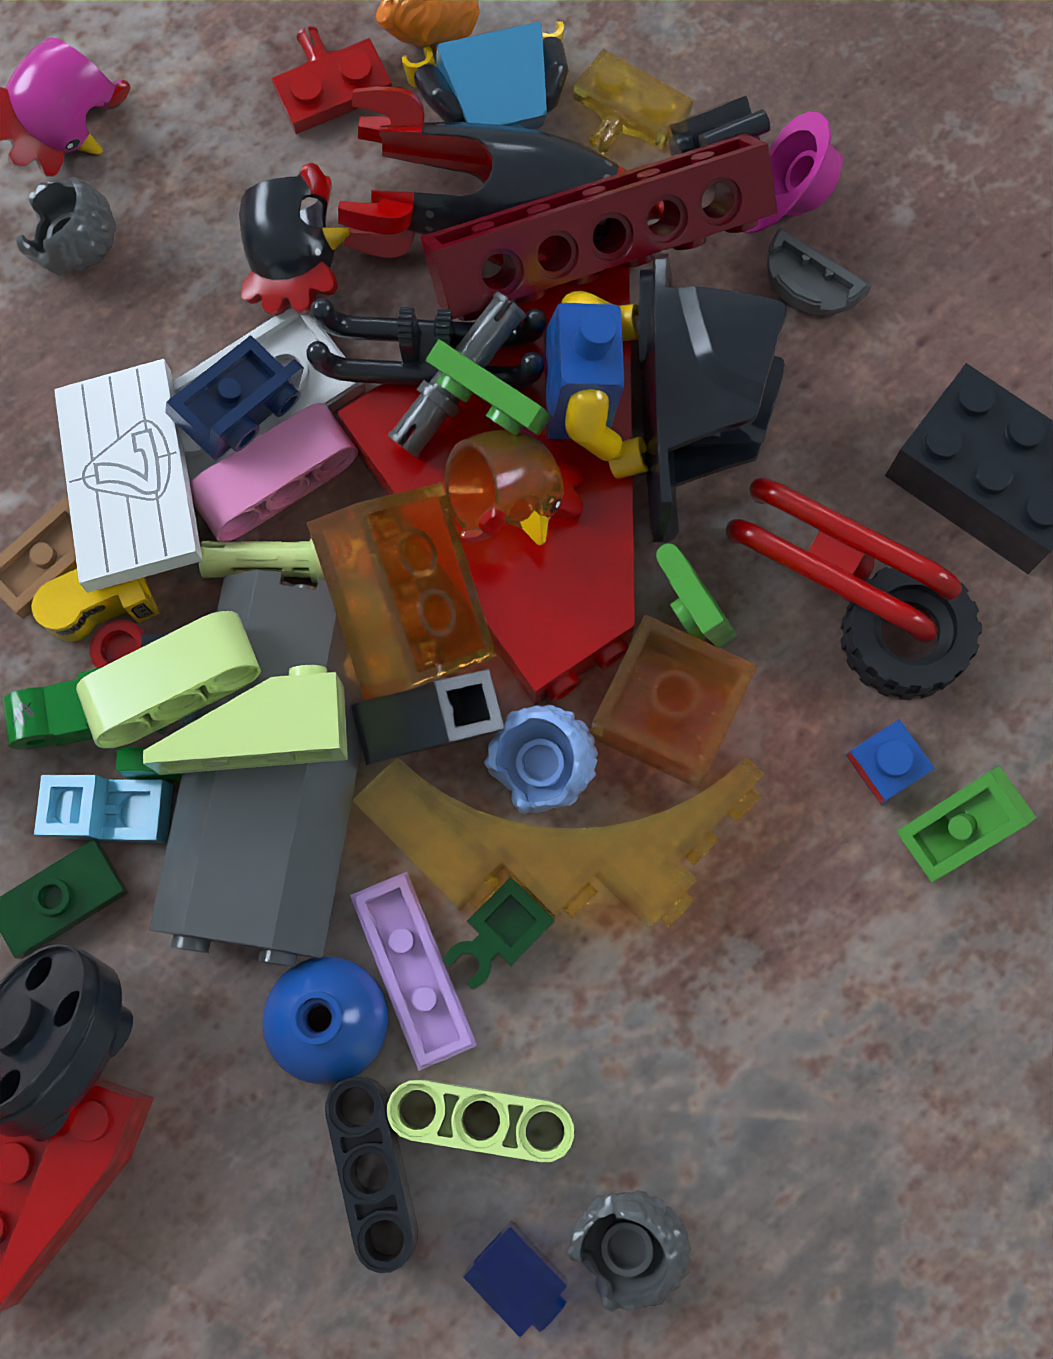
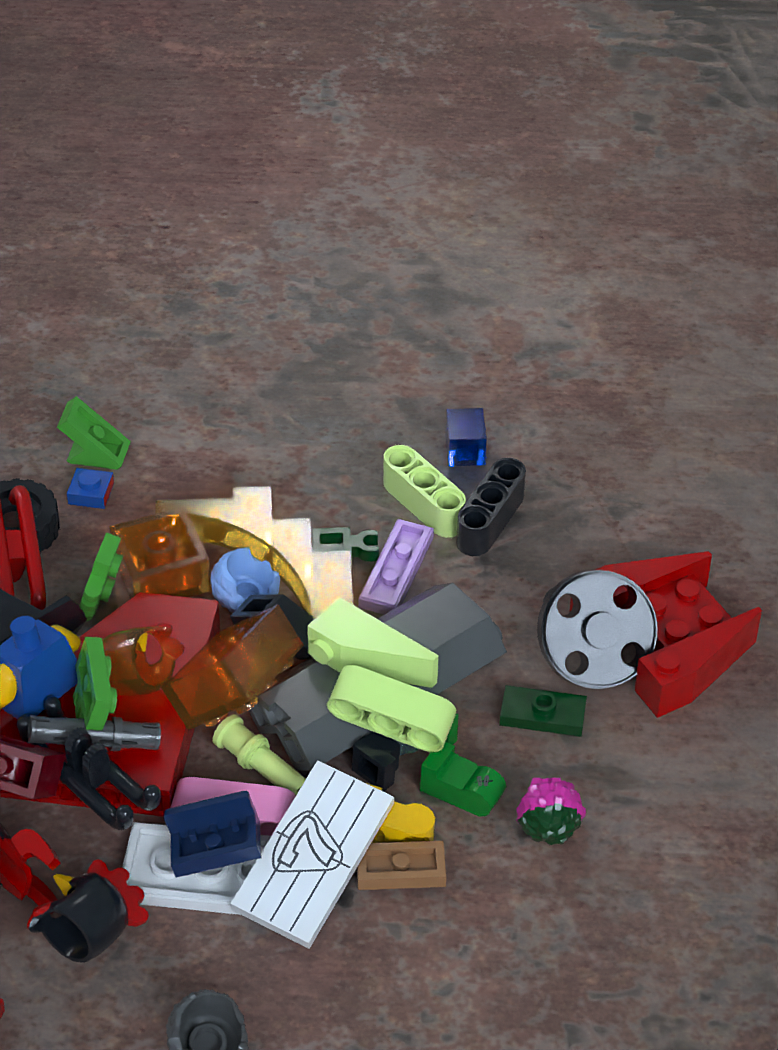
camera: 140 degrees left, 30 degrees down
(103, 809) = (487, 735): medium azure slope -> none
(114, 642) = (405, 790): red tile -> none
(356, 1025) = (459, 562): blue piece -> none
(632, 1249) = (407, 410): dark grey hair -> none

